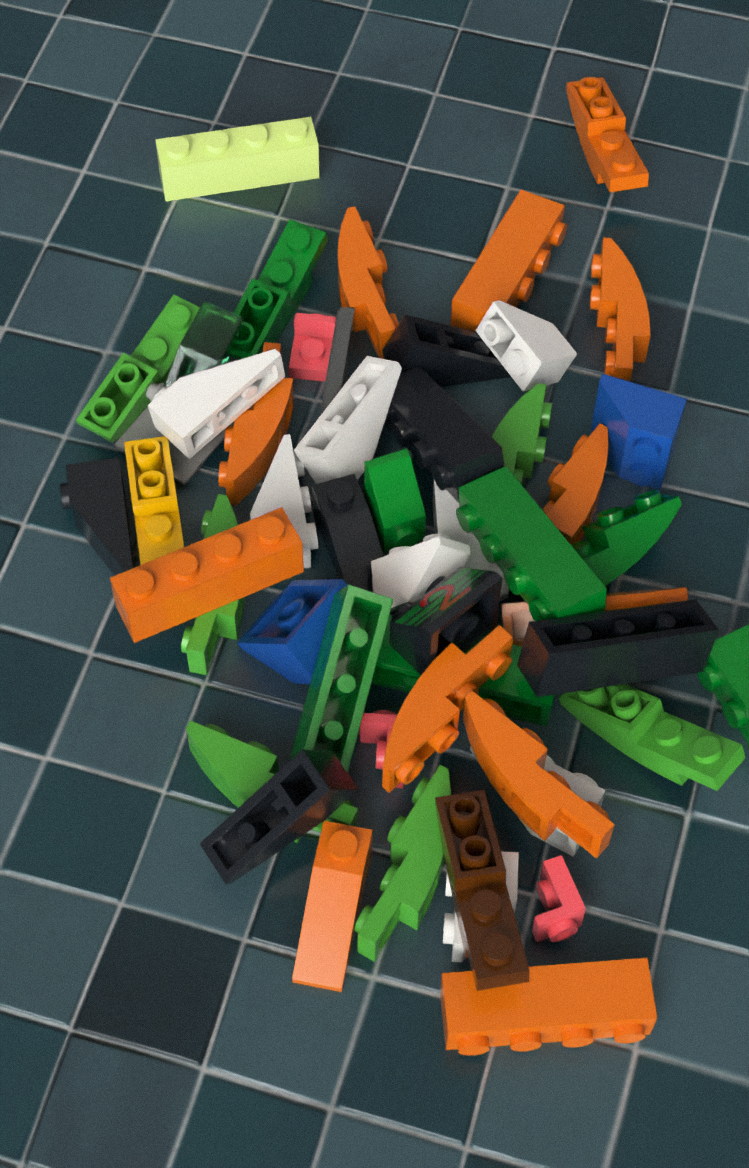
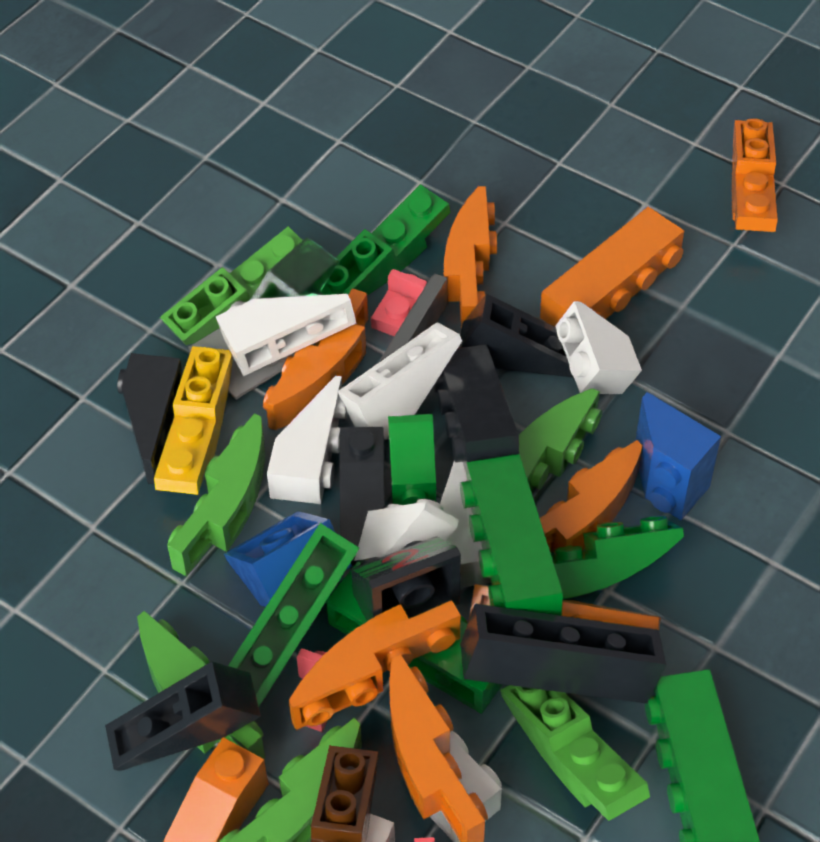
camera: 20 degrees right, 5 degrees down
(207, 574) = (207, 482): orange brick -> none
(238, 158) = (399, 121): yellowish green brick -> none
(620, 310) = (702, 344): orange slope -> none

